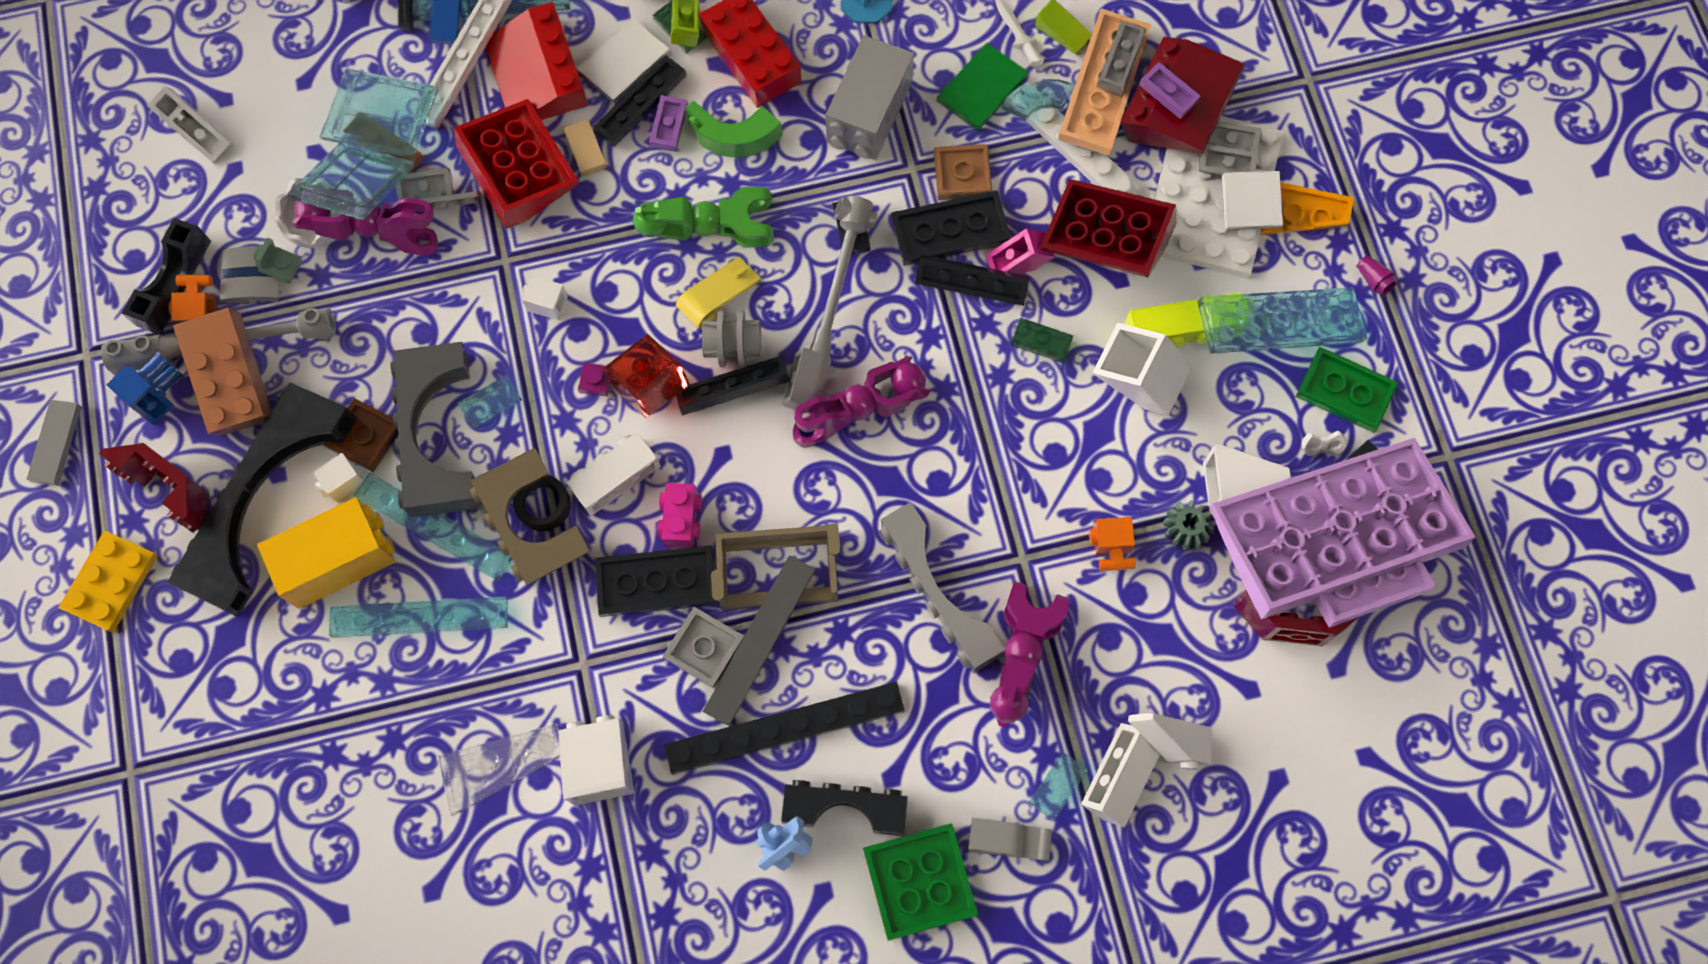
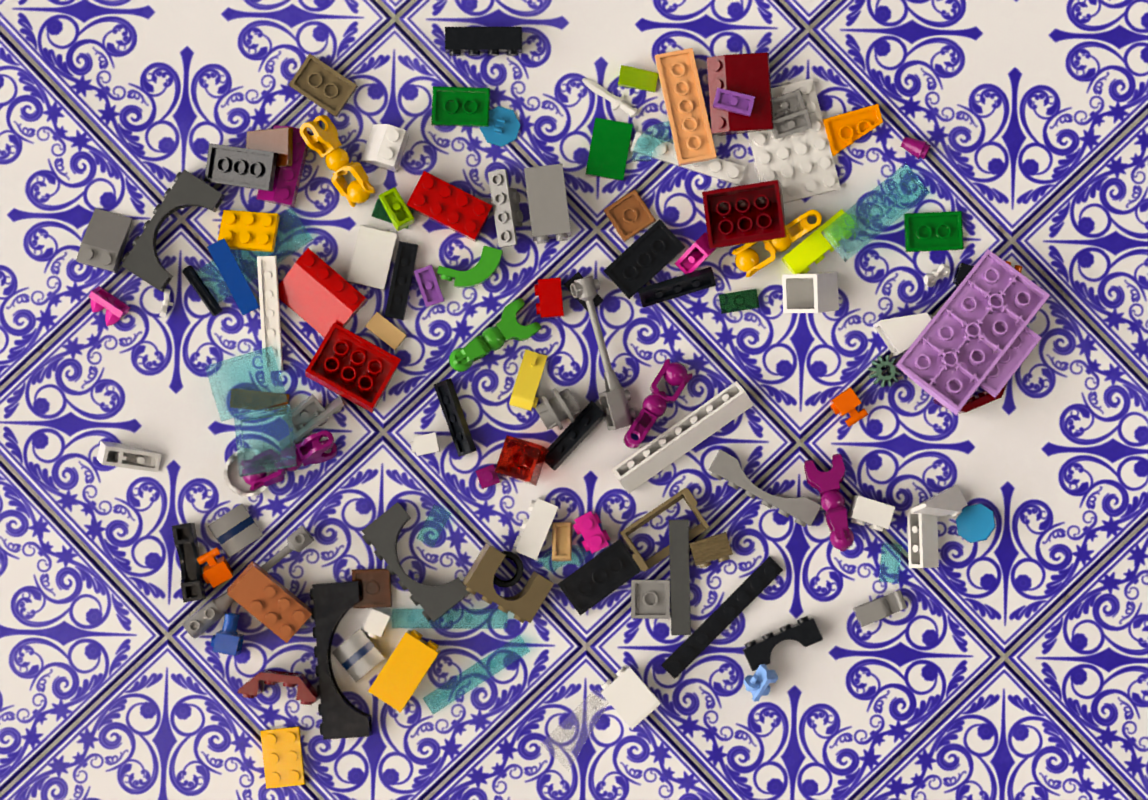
camera: 35 degrees left, 15 degrees up
(54, 442) = (190, 698): light grey tile -> none
(276, 261) = (249, 514): sand green bracket -> none
(288, 502) = (358, 655): none -> light grey slope
(600, 286) = (454, 417): none -> black plate
(627, 529) = (578, 556): none -> clear light blue tile
(634, 508) = (562, 541): none -> tan tile
(805, 211) = (550, 298): none -> red brick
(816, 80) = (505, 208): none -> light grey bracket
(822, 627) = (710, 549): none -> dark tan brick
(870, 461) = (682, 437): none -> white brick
(920, 882) = (844, 658): green plate -> none
(1068, 696) = (870, 512): none -> white brick
(1121, 57) = (688, 86): light grey tile -> none
(1162, 288) = (747, 258): none -> yellow piece
(1209, 797) = (975, 523): none -> dark azure piece
(1252, 200) = (818, 142): white tile -> none

